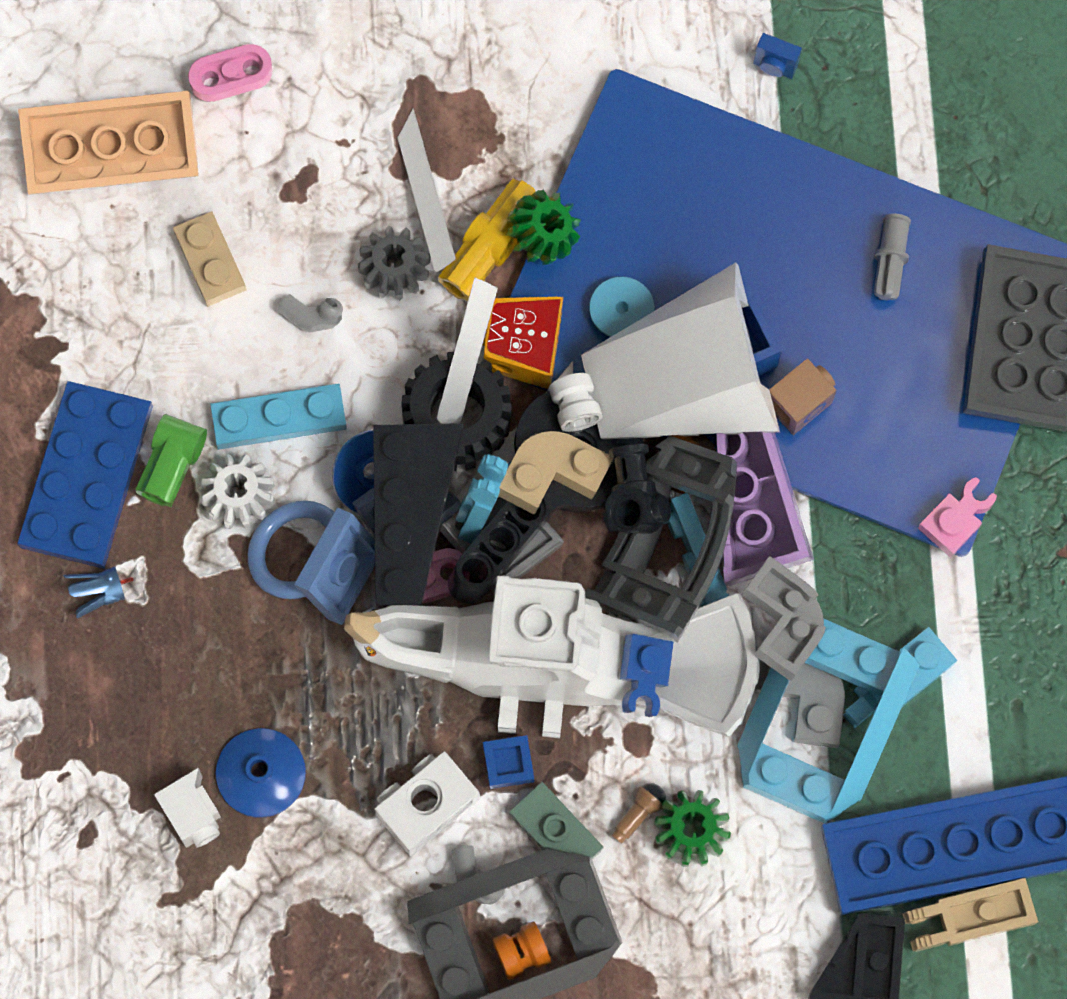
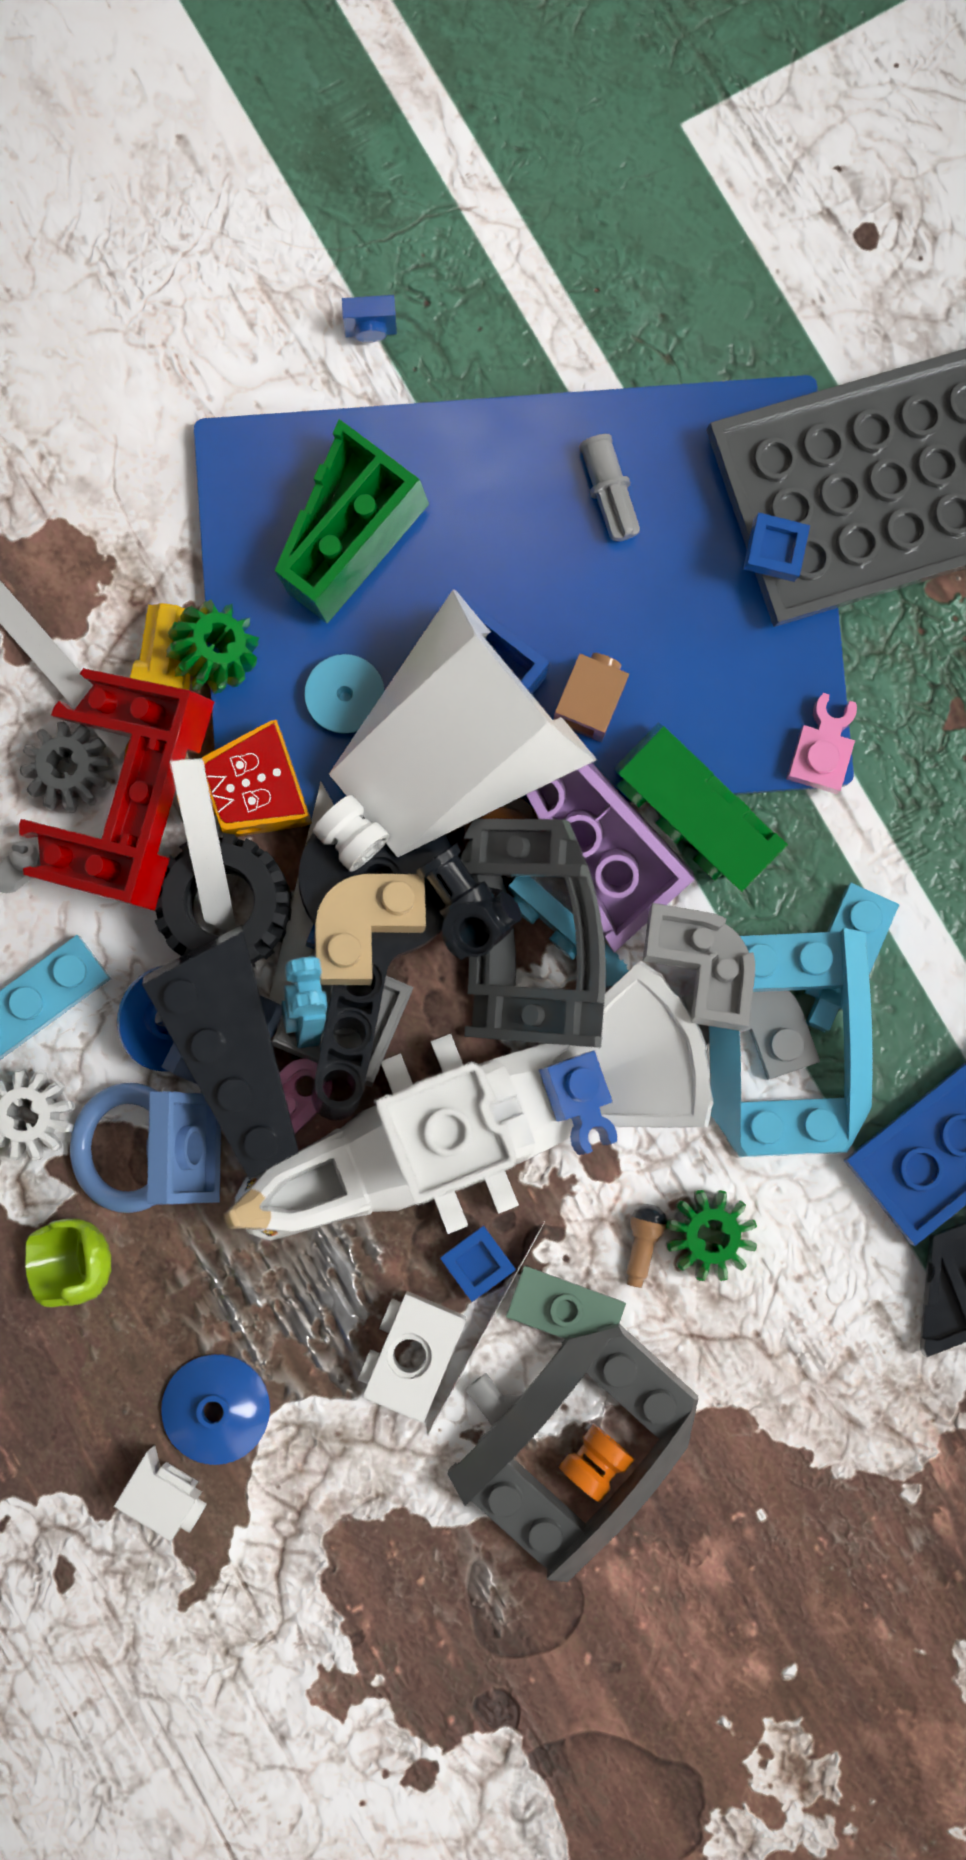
camera: 30 degrees left, 10 degrees up
(211, 607) = (67, 1263): none -> lime hair
(403, 342) = (161, 729): none -> red wedge
(490, 813) = (486, 1327): none -> sticker
(686, 189) = (349, 523): none -> green wedge
(837, 509) = (698, 808): none -> green wedge
(990, 352) = (776, 547): none -> blue plate

